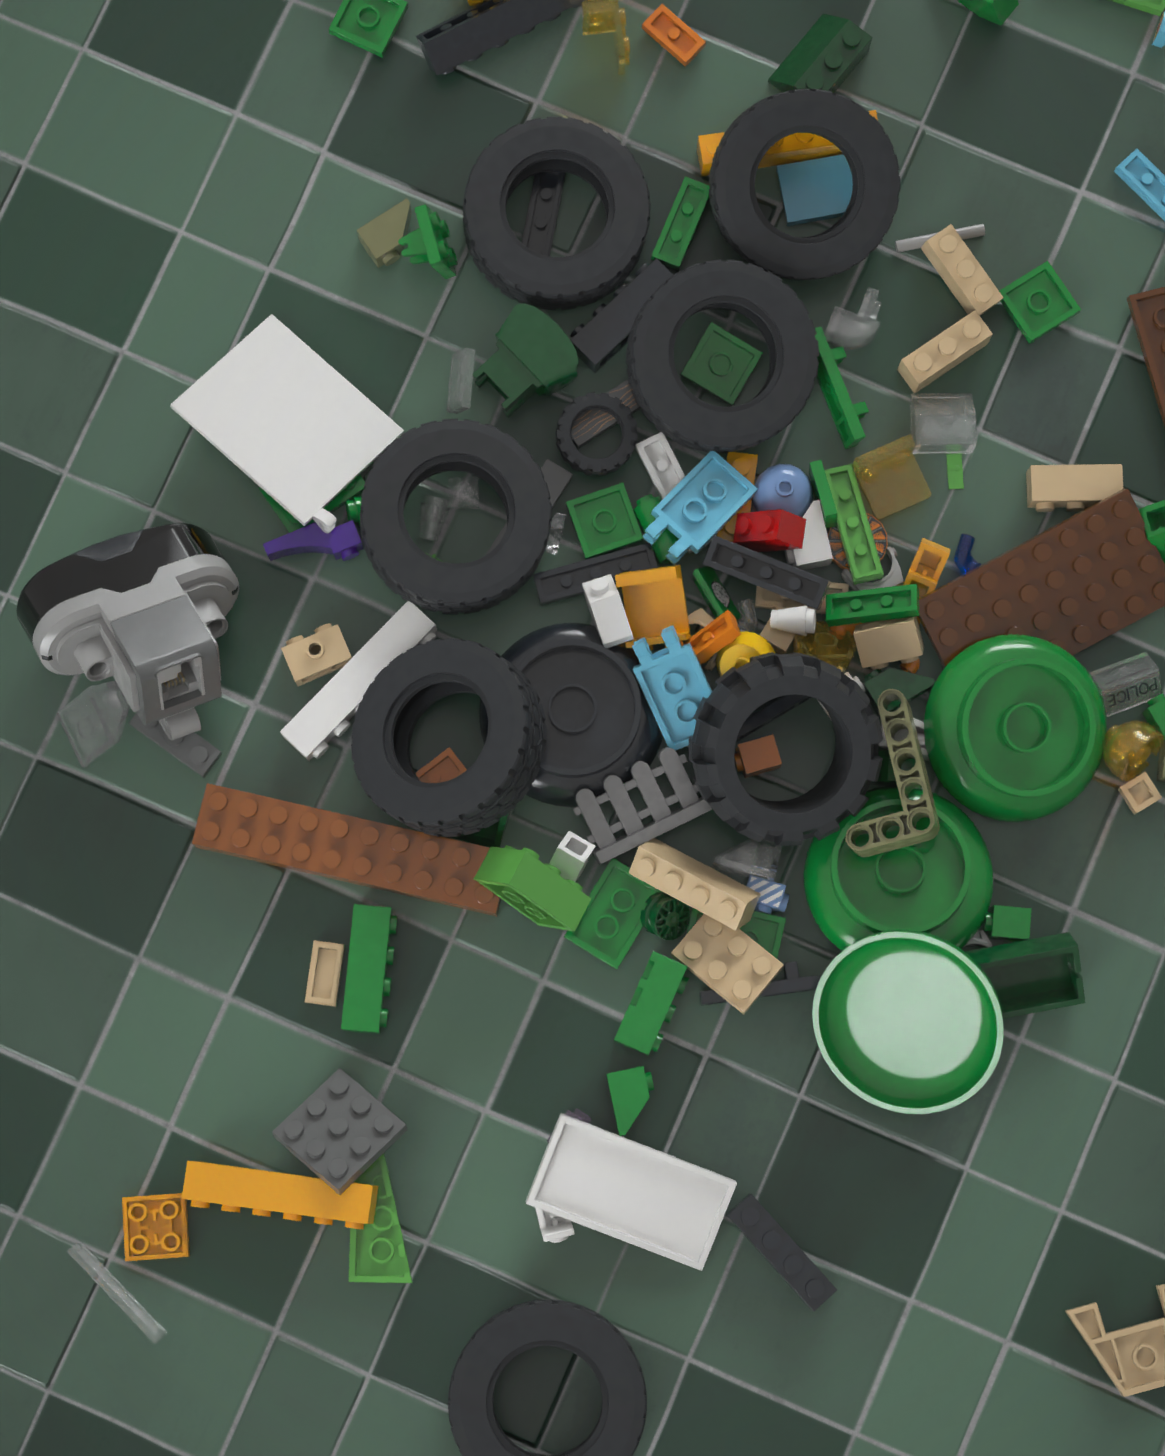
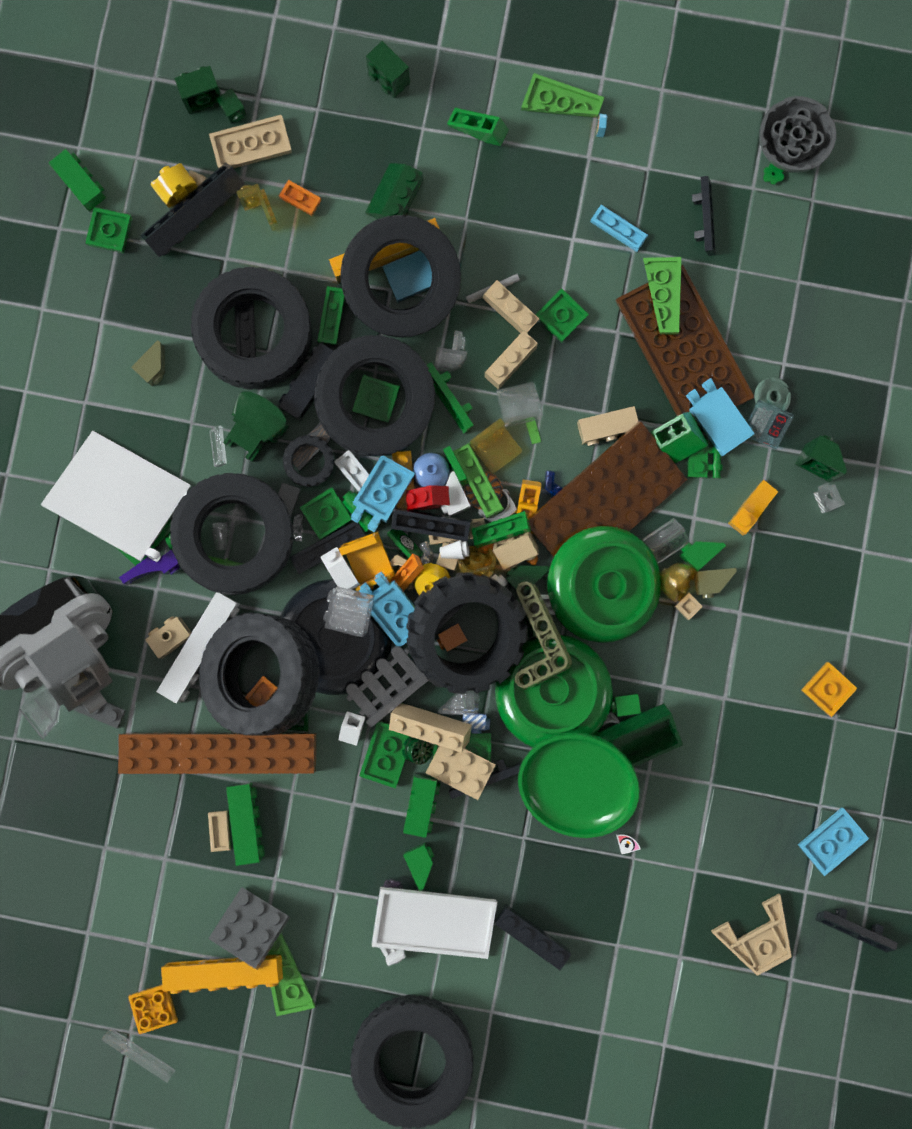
camera: 10 degrees left, 5 degrees up
(430, 243) = (179, 364): green plate -> none
(533, 887) = (332, 753): bright green brick -> none
(610, 672) = (348, 611): none -> clear brick
(962, 1142) = (627, 843): none -> white tile

